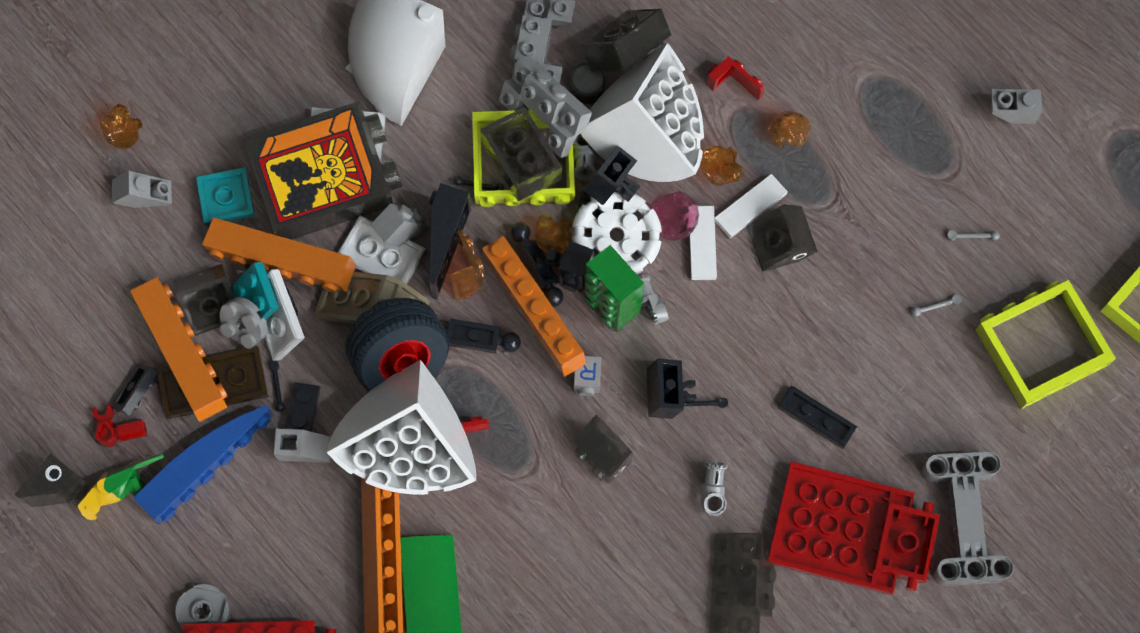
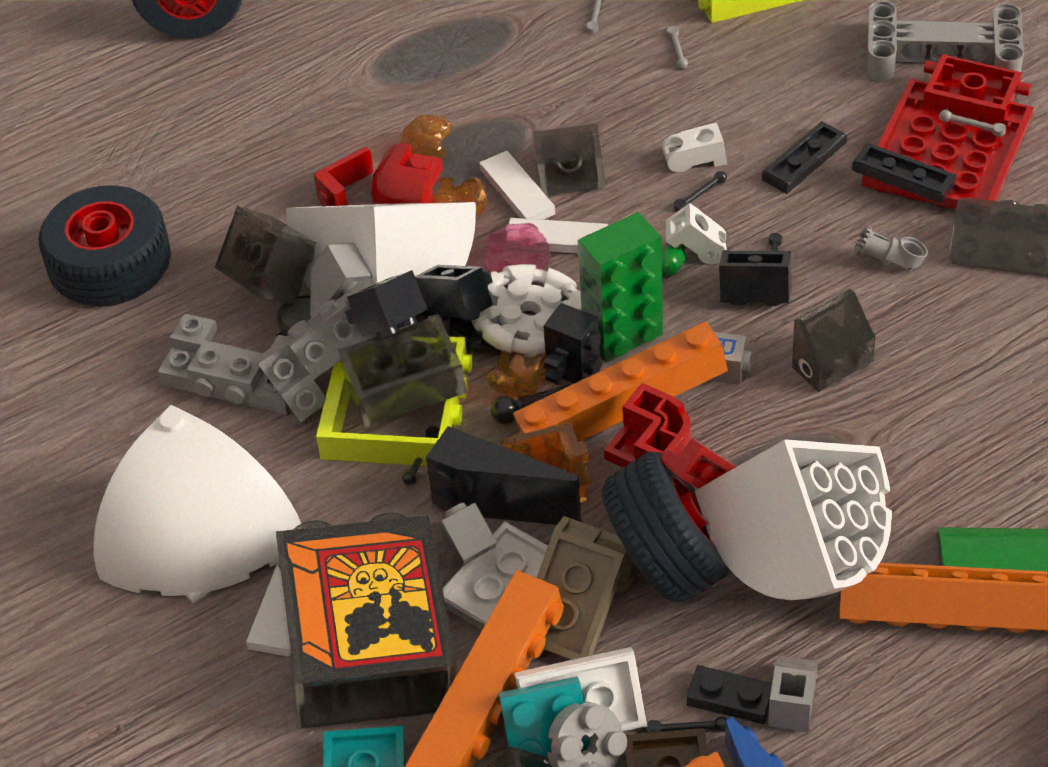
camera: 75 degrees left, 25 degrees down
(442, 372) = (696, 464): none -> red hinge
(484, 329) = (650, 424): none -> red brick
(552, 128) = (386, 305): none -> black brick
(598, 93) = (336, 273): none -> light grey slope
(687, 327) = (672, 259): none -> green cylinder
(702, 341) = (697, 233): none -> white leg
(730, 123) = (405, 177): none -> red brick
(751, 329) = (719, 177): none -> black hinge
(794, 492) = (904, 172): none -> black tile
(807, 332) = (694, 148): none -> white leg
(857, 564) = (997, 129): none -> light grey hinge

